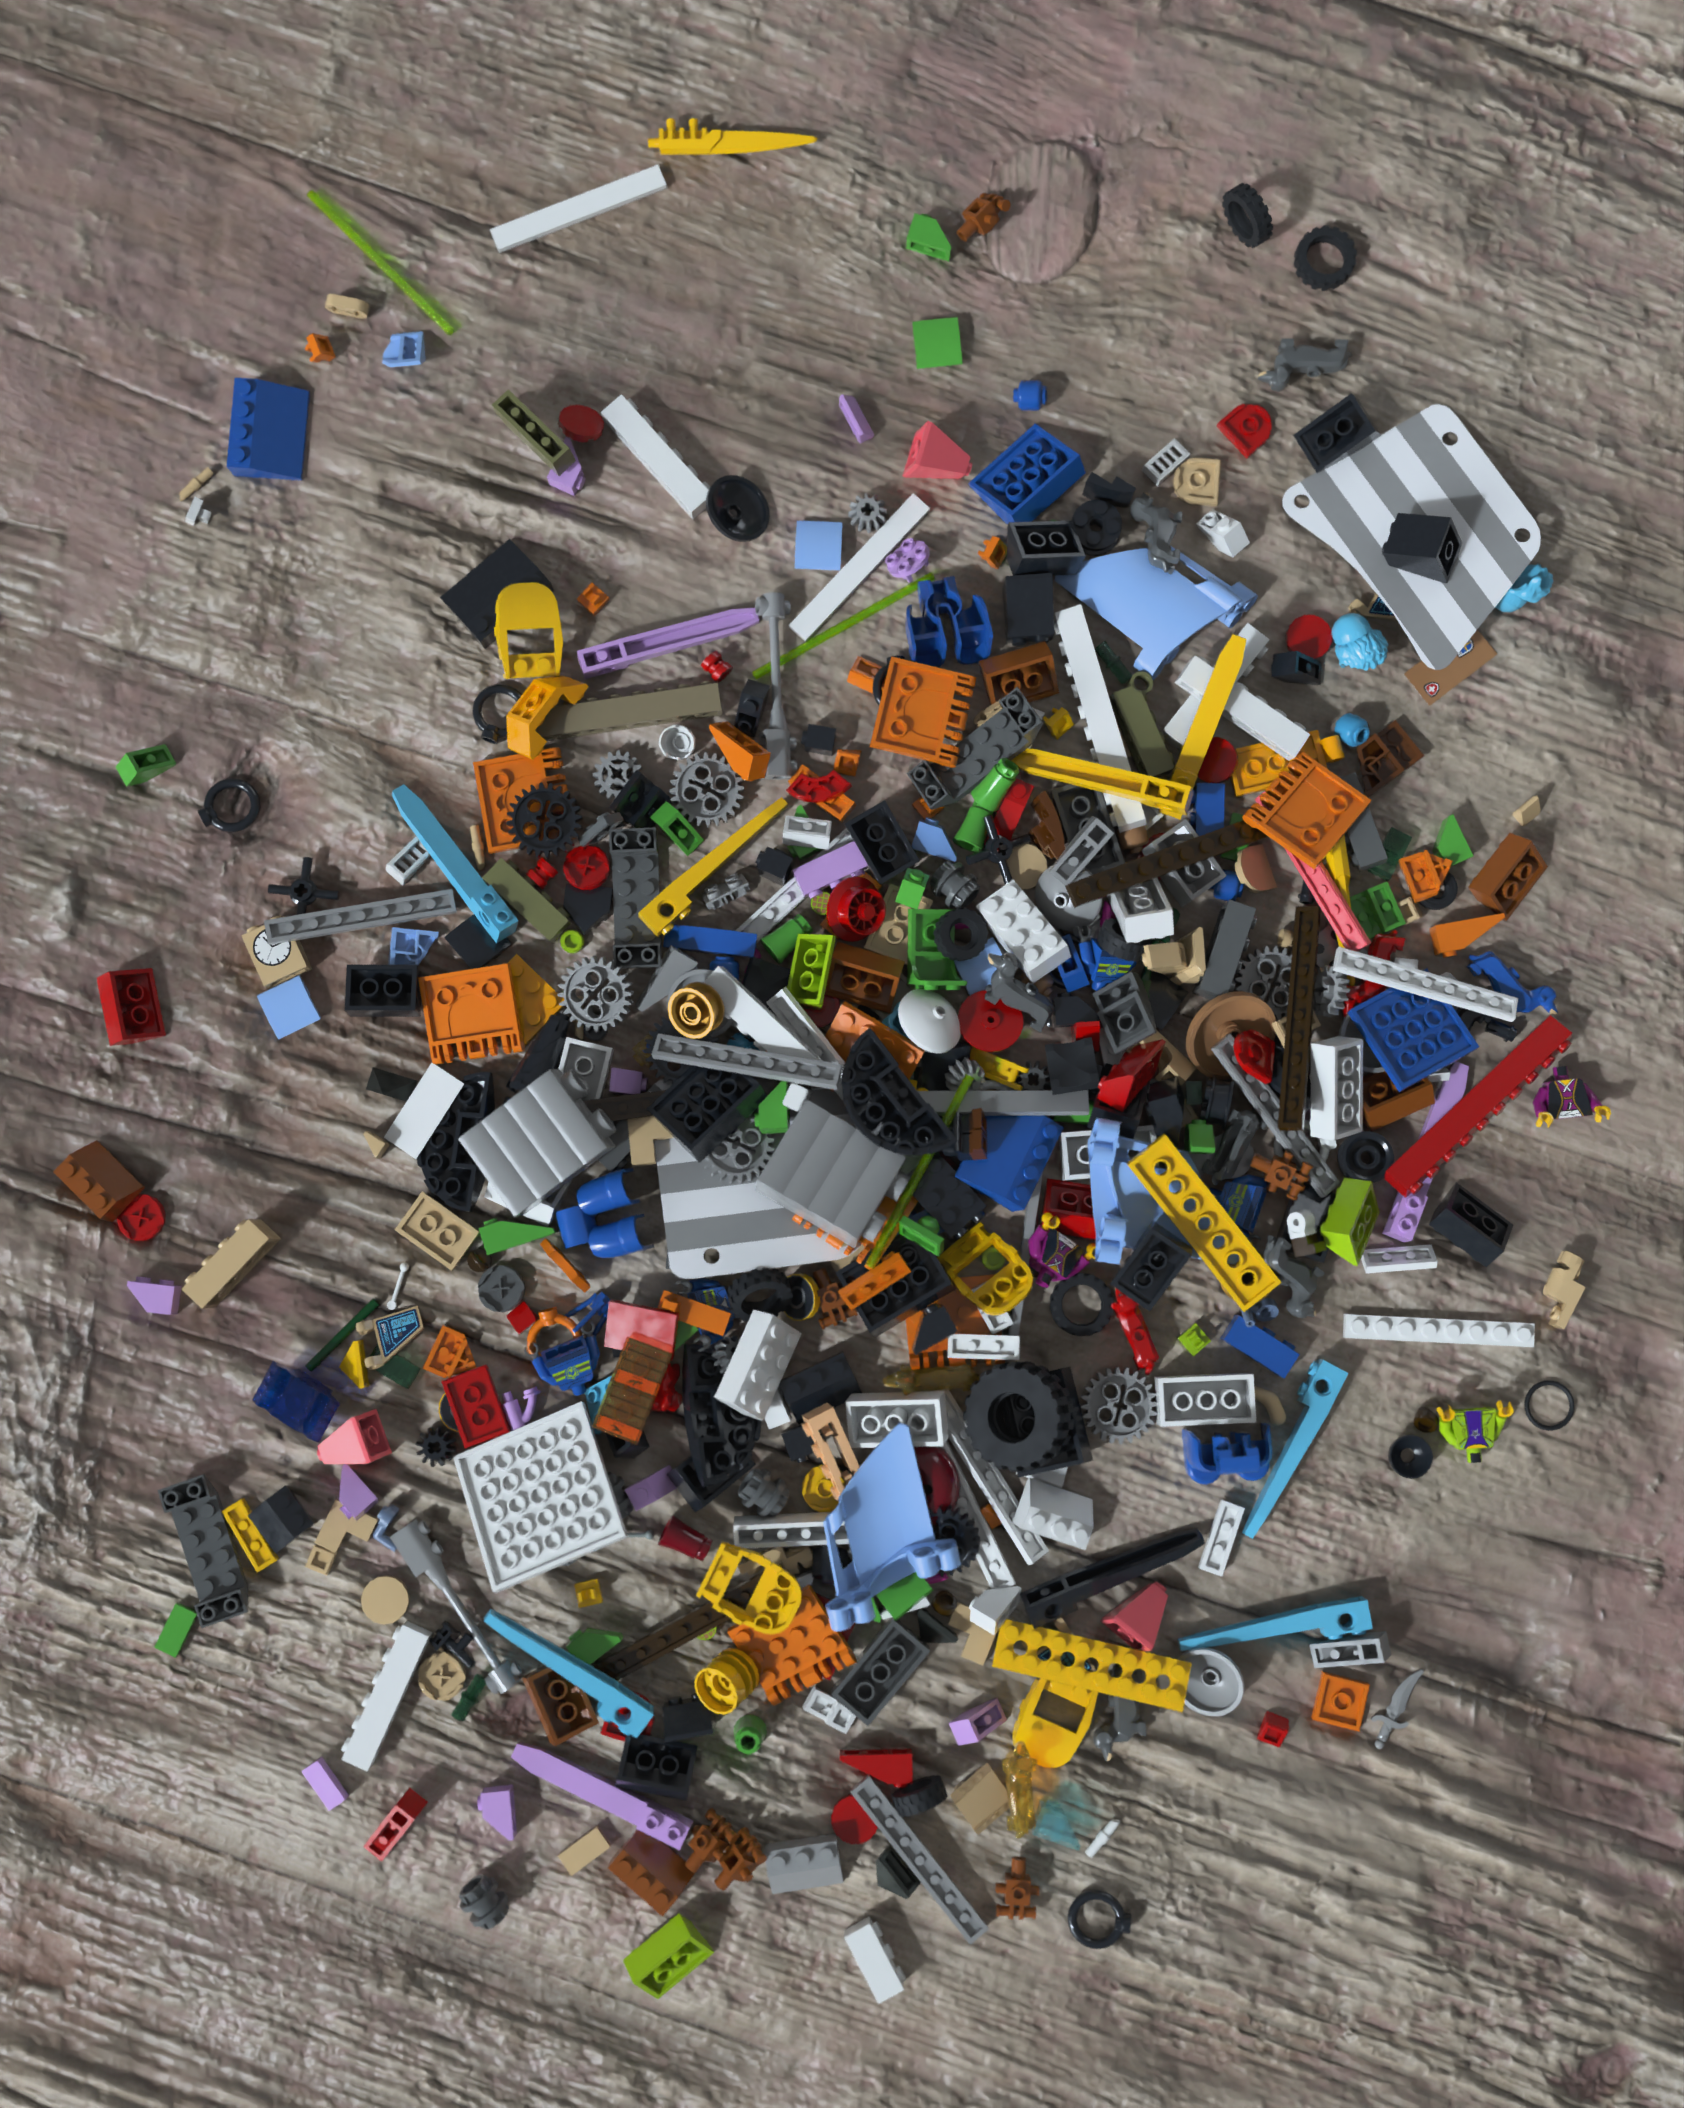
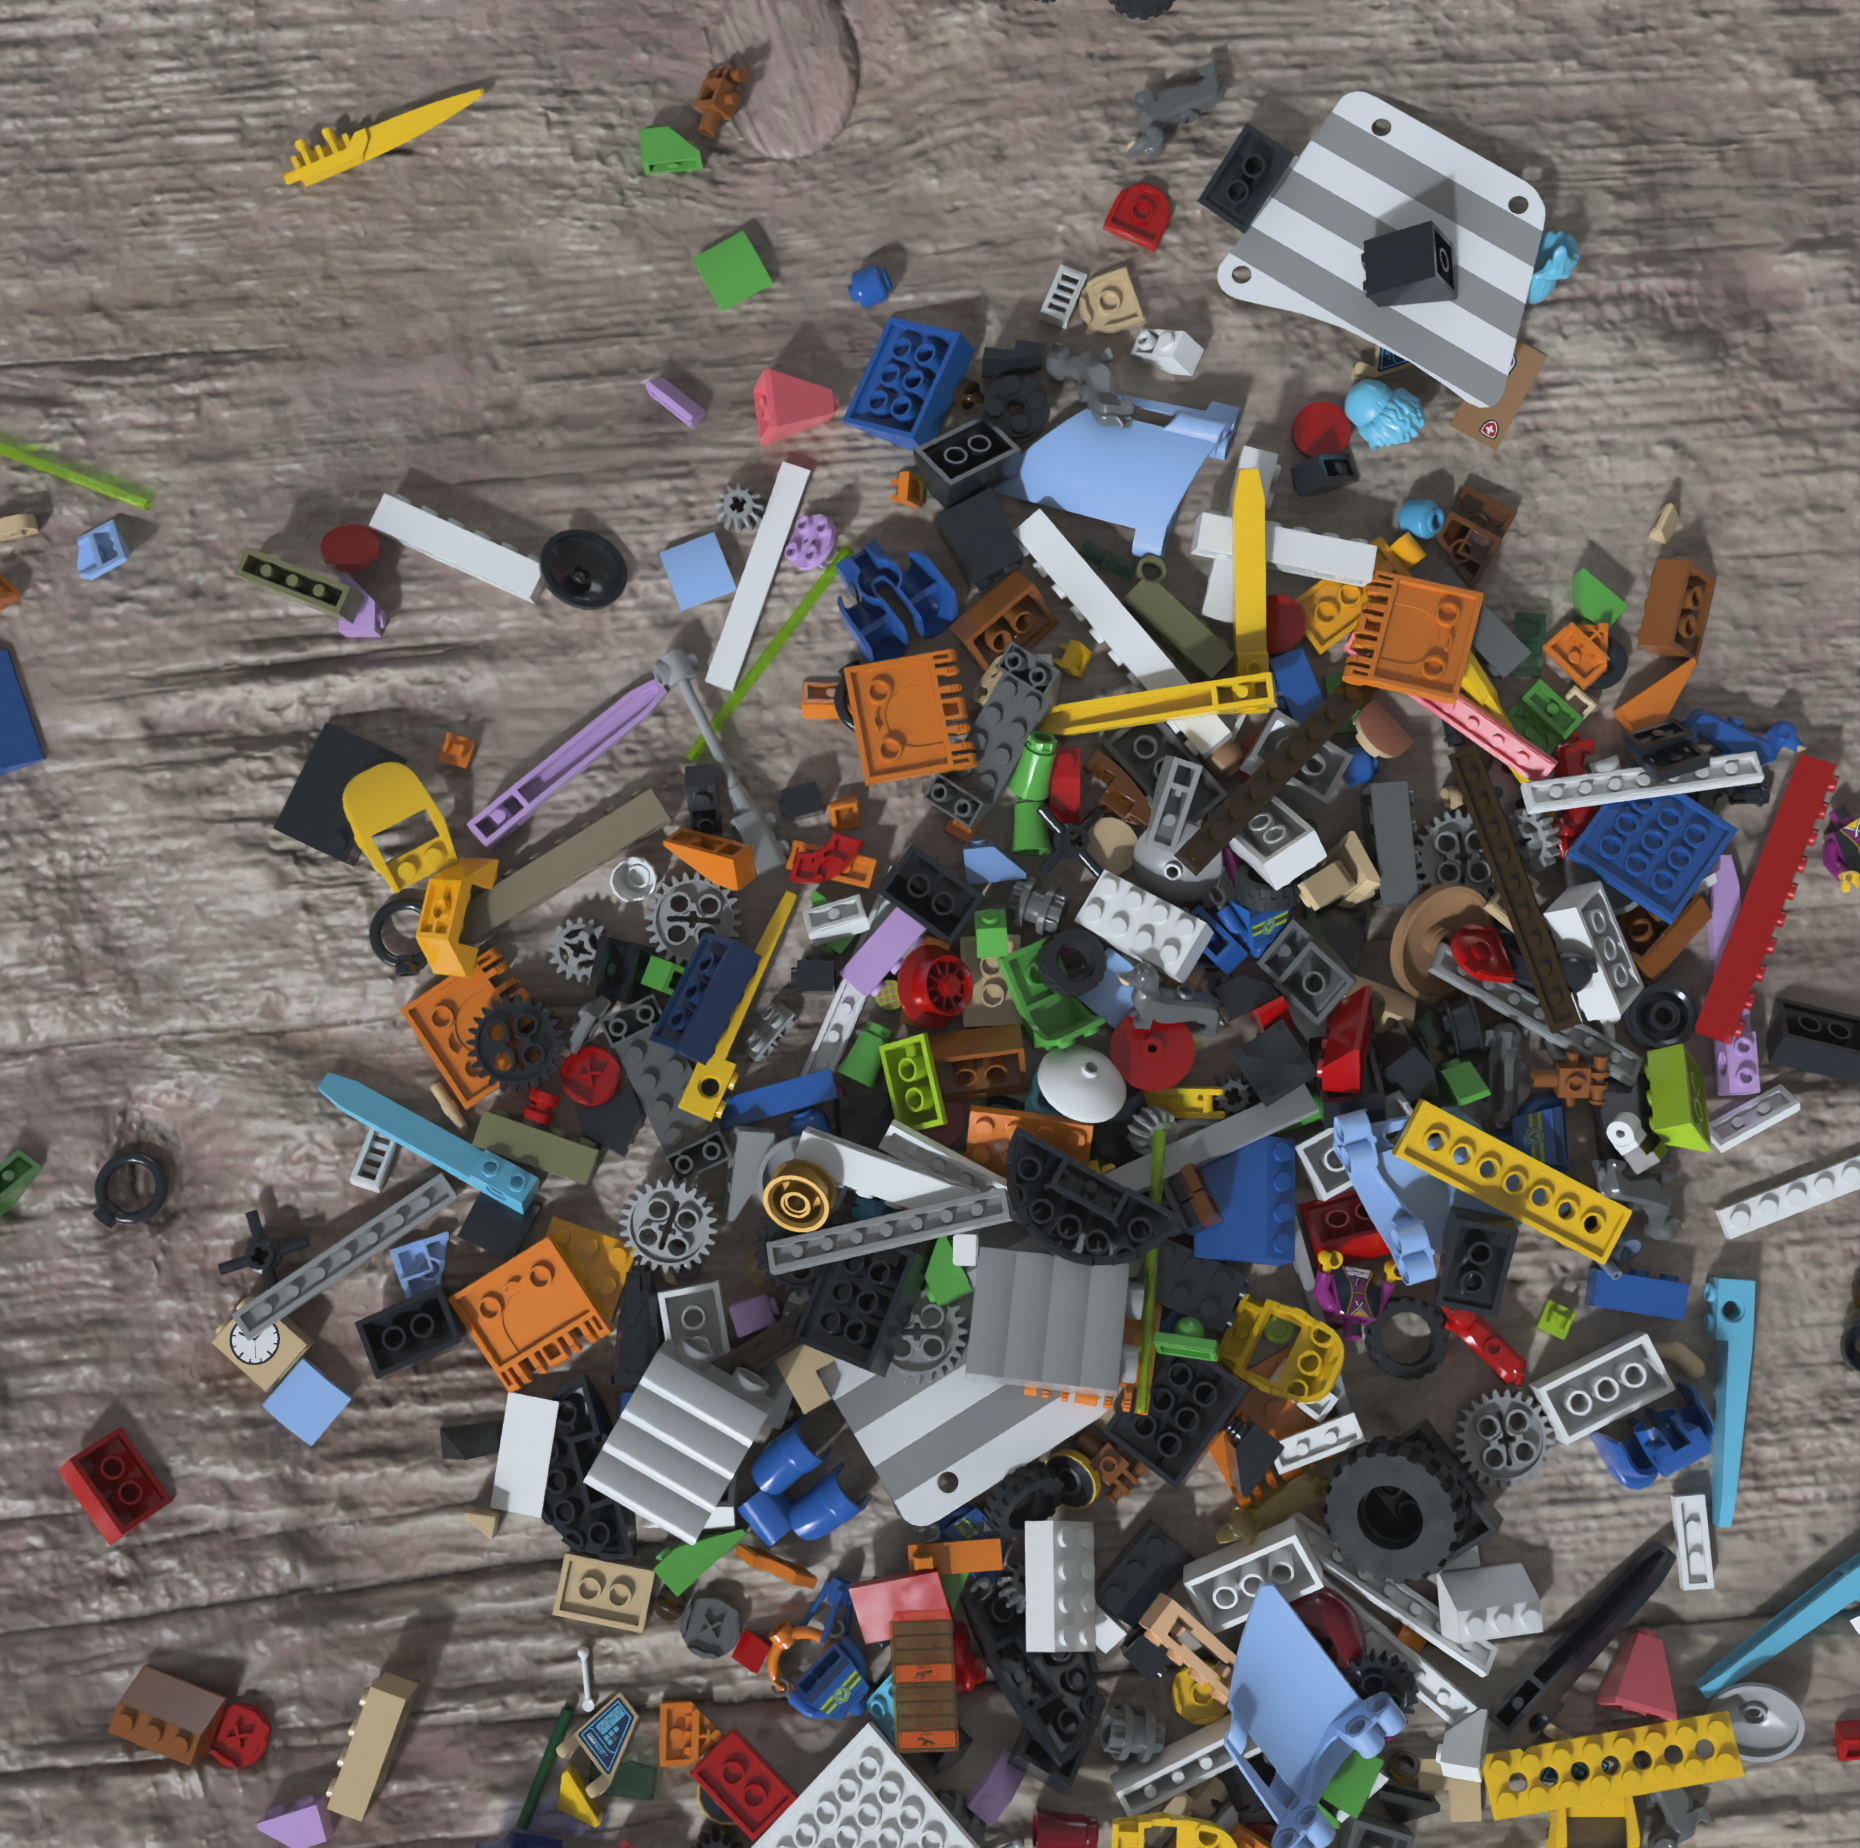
camera: 25 degrees left, 0 degrees up
(512, 1409) = (795, 1774): lavender plant -> none
(572, 941) = (612, 1171): lime tile -> none
(578, 208) = (235, 293): white tile -> none
(691, 845) = (705, 997): none -> dark blue slope
(716, 666) = (640, 768): red wheel -> none
(874, 1281) = (1167, 1406): orange hinge -> none
(1066, 501) = (967, 394): none -> dark brown tile
(1316, 1092) = (1577, 969): none -> black brick
(1453, 968) = (1666, 750): none -> black slope

